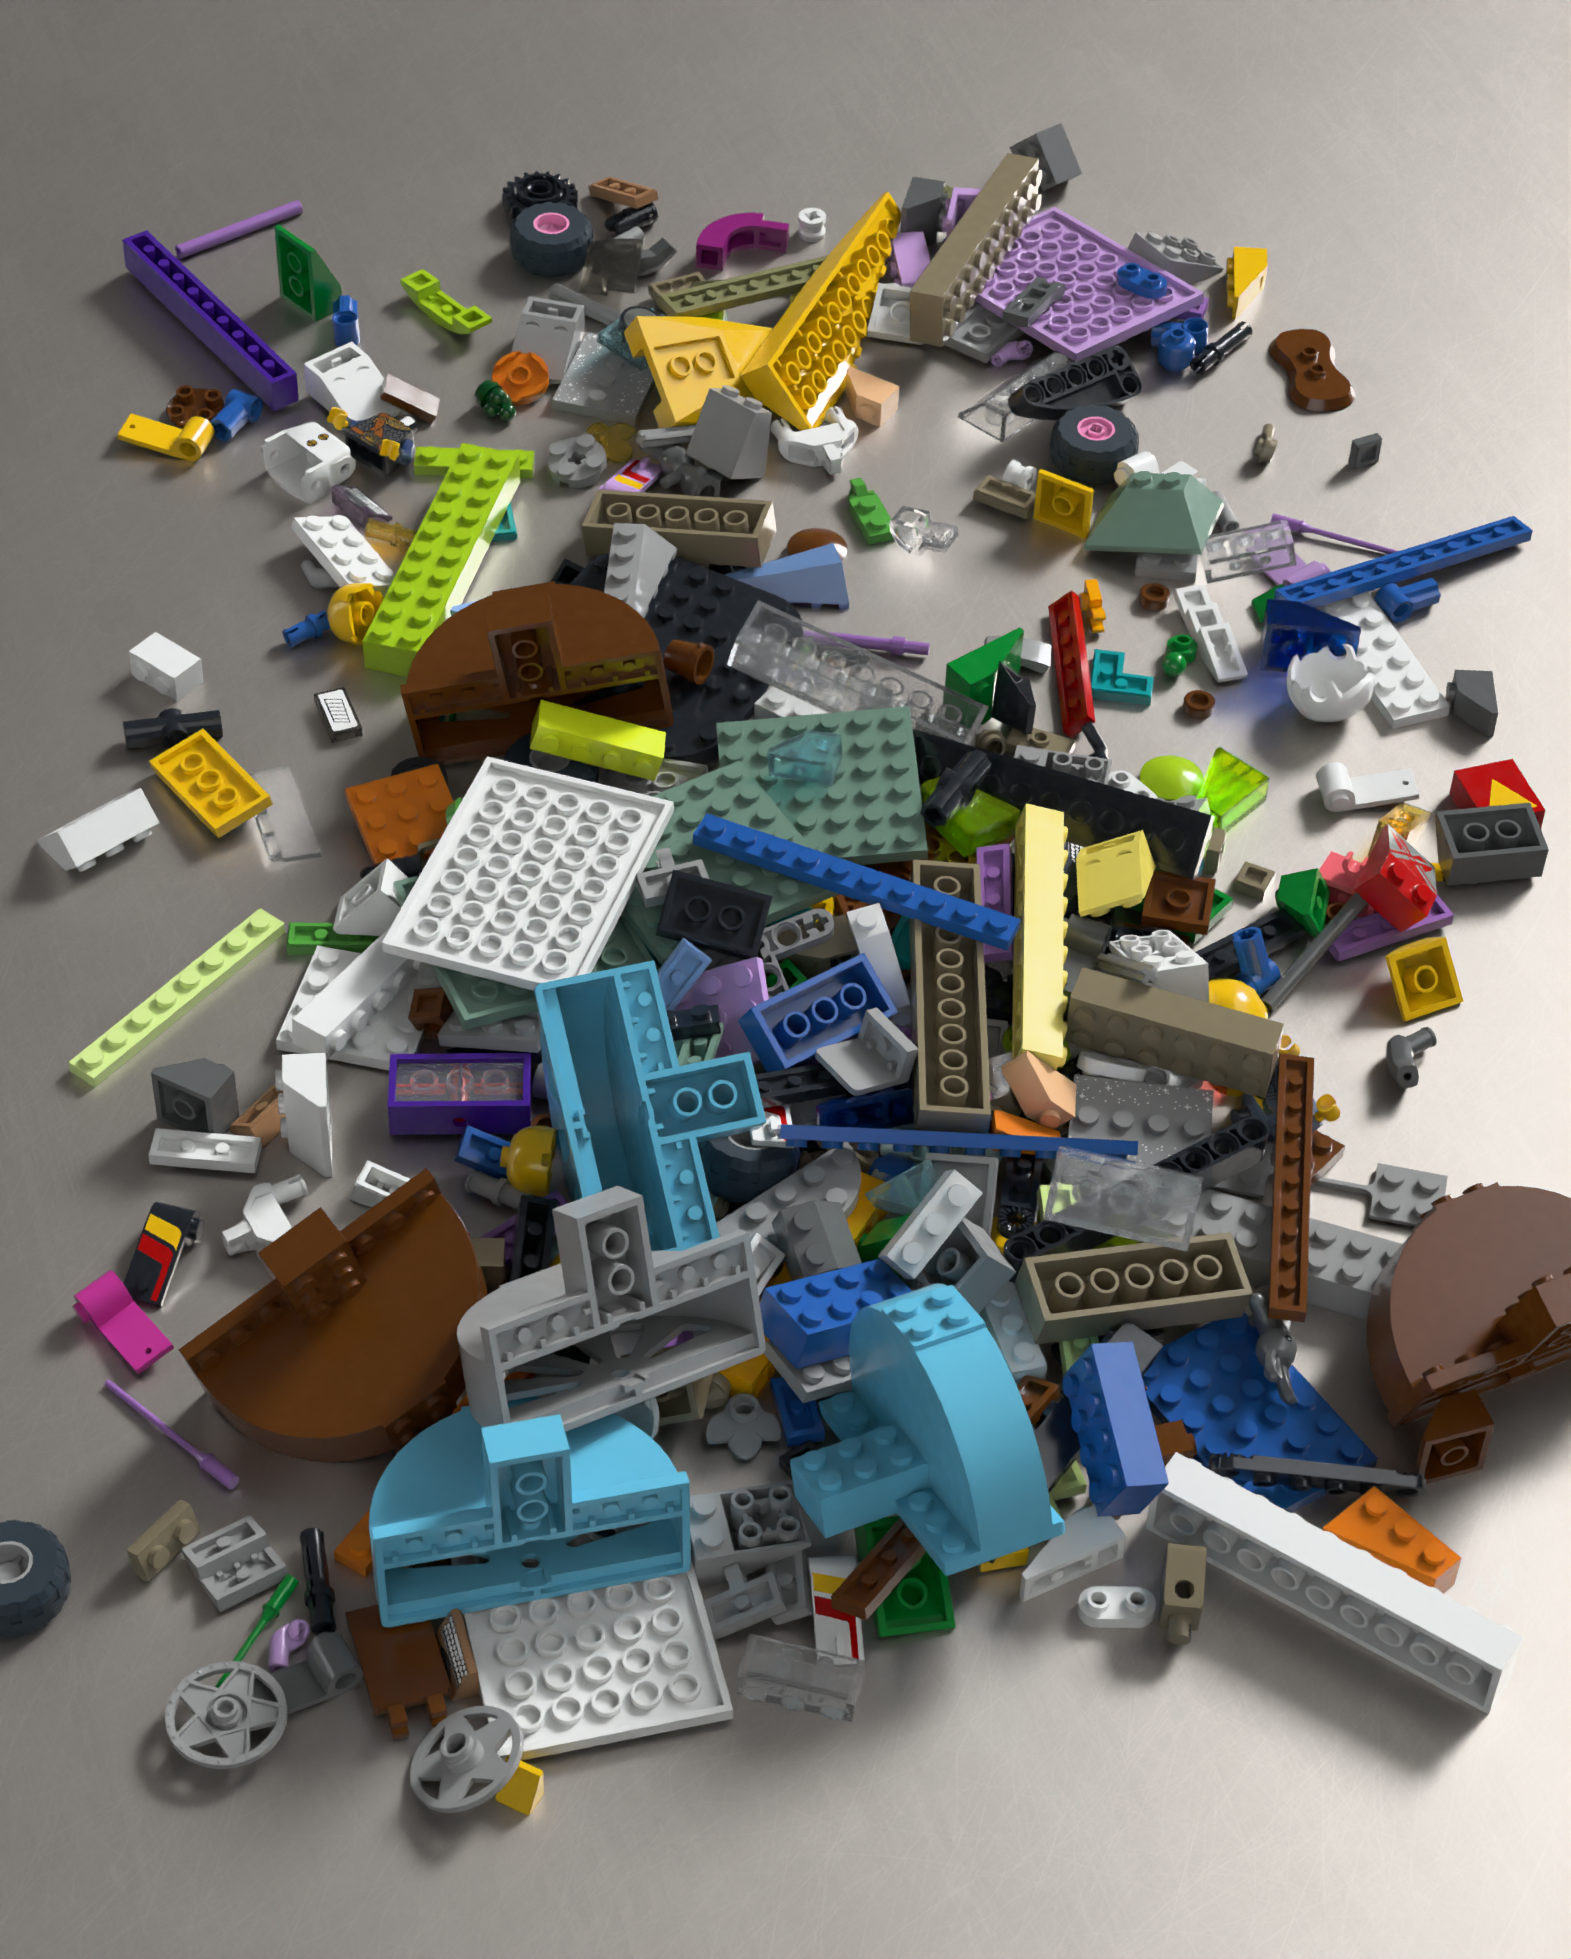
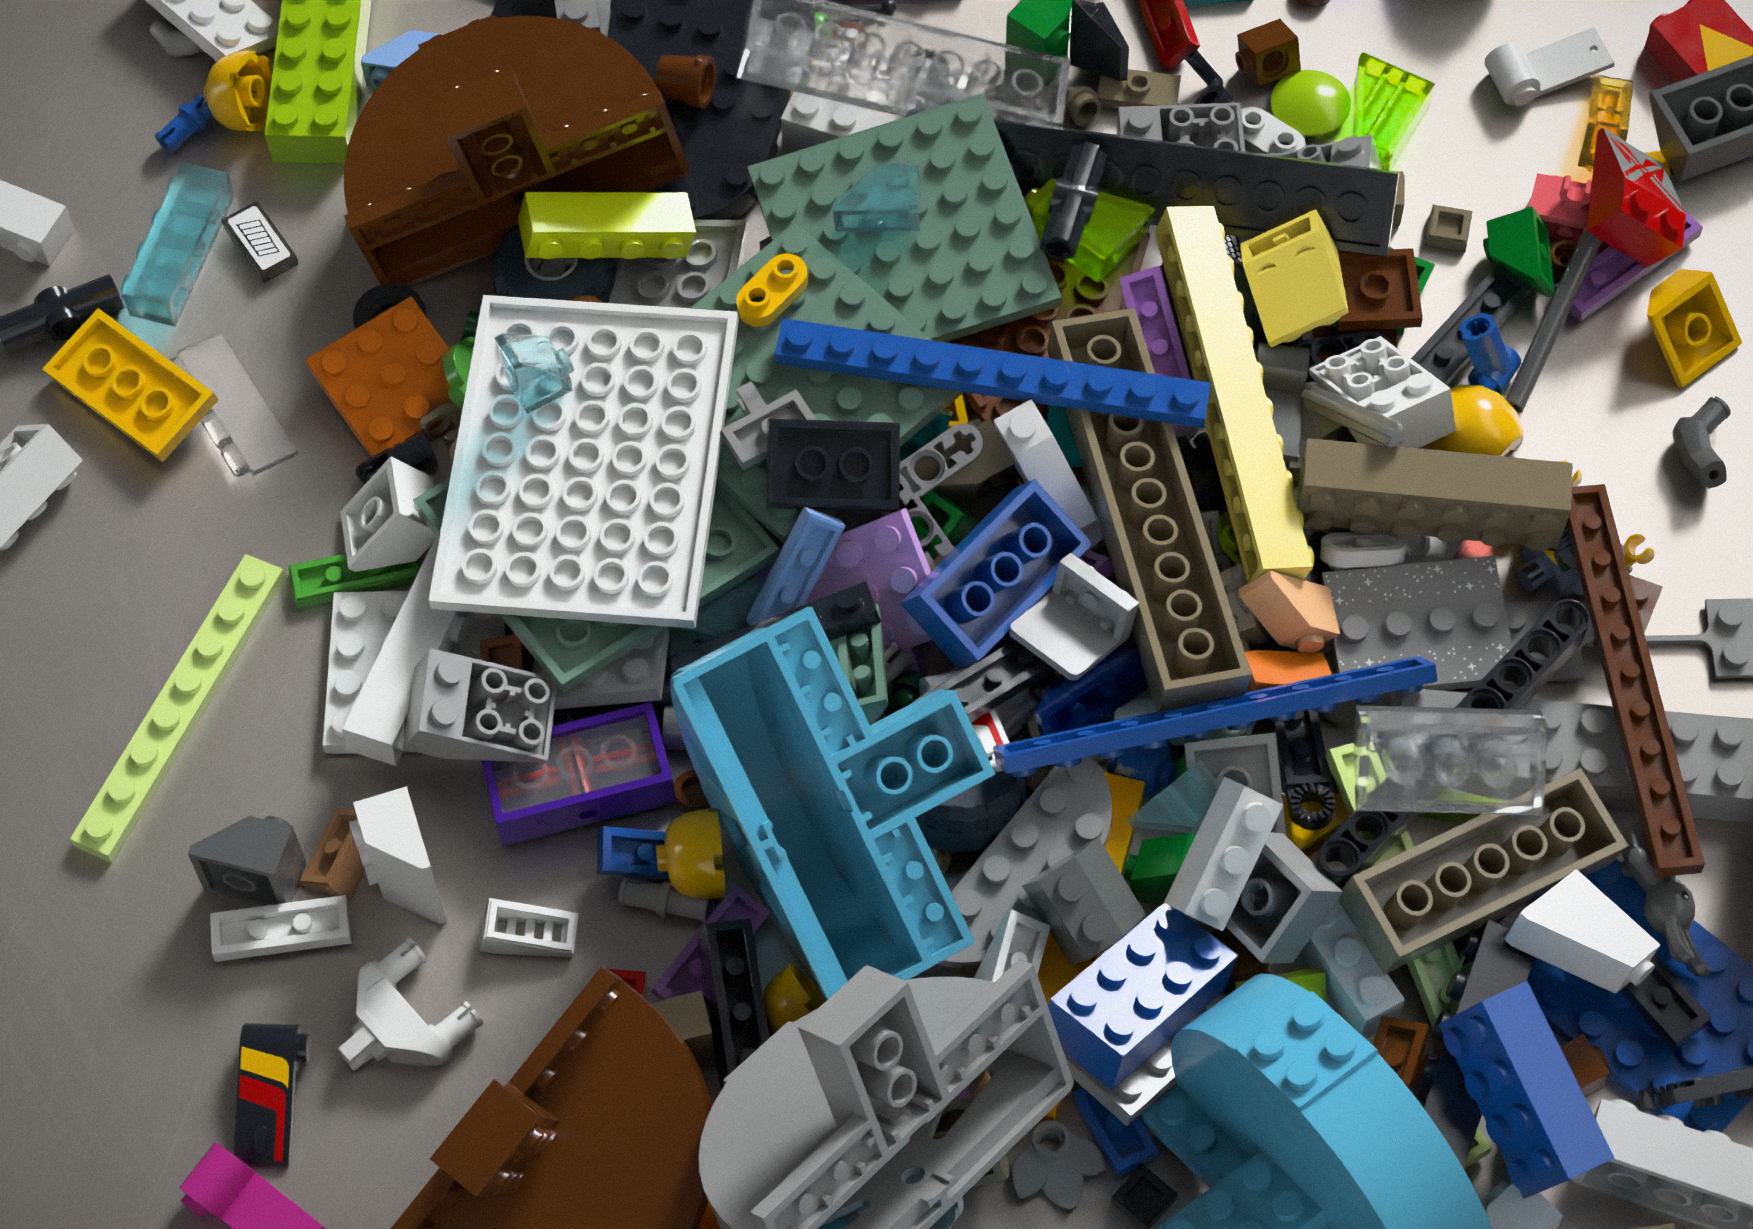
camera: 10 degrees left, 15 degrees up
(276, 702) = (177, 244): none -> clear light blue brick
(397, 1027) = (478, 710): none -> light grey slope
(507, 803) = (534, 369): none -> clear light blue slope
(705, 796) = (776, 289): none -> yellow plate
(1155, 745) = (1268, 52): none -> reddish brown brick
(1197, 1343) = (1585, 935): none -> white slope
(1242, 1396) = (1667, 1005): none -> black plate

